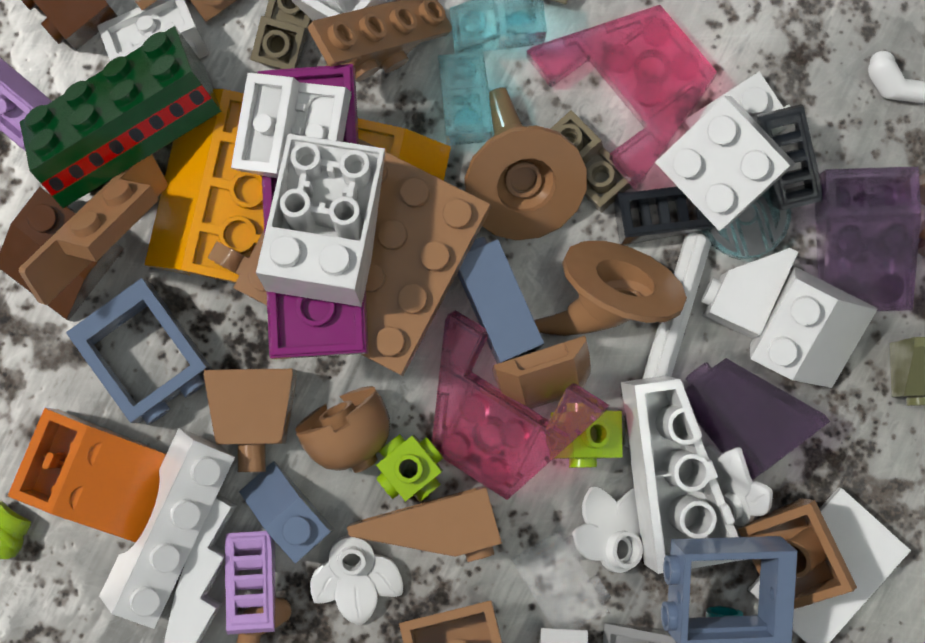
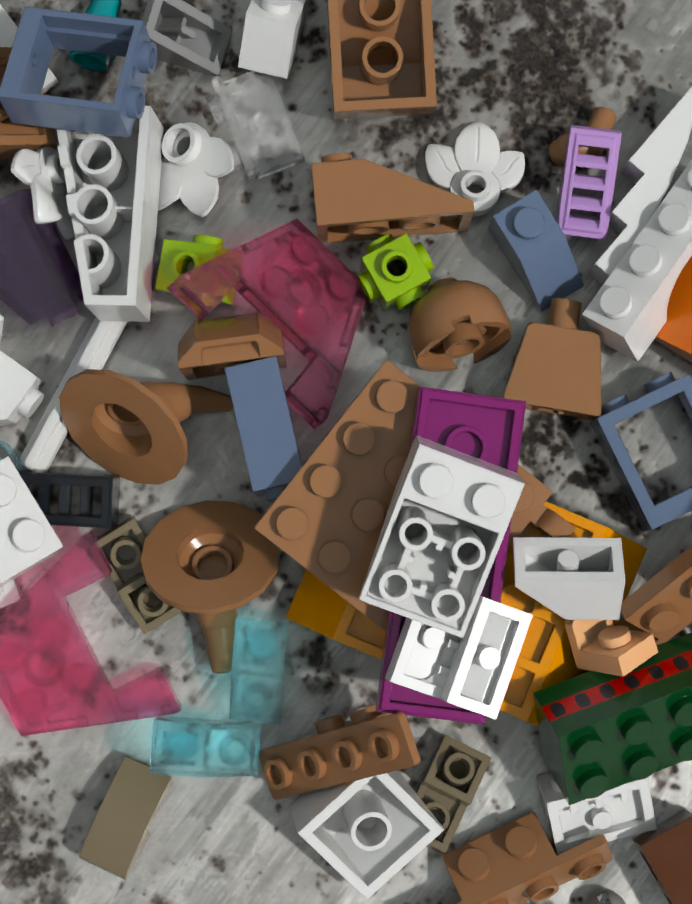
camera: 170 degrees left, 0 degrees up
(163, 164) = (608, 648): none -> light nougat bracket
(204, 215) = (572, 575): none -> white slope

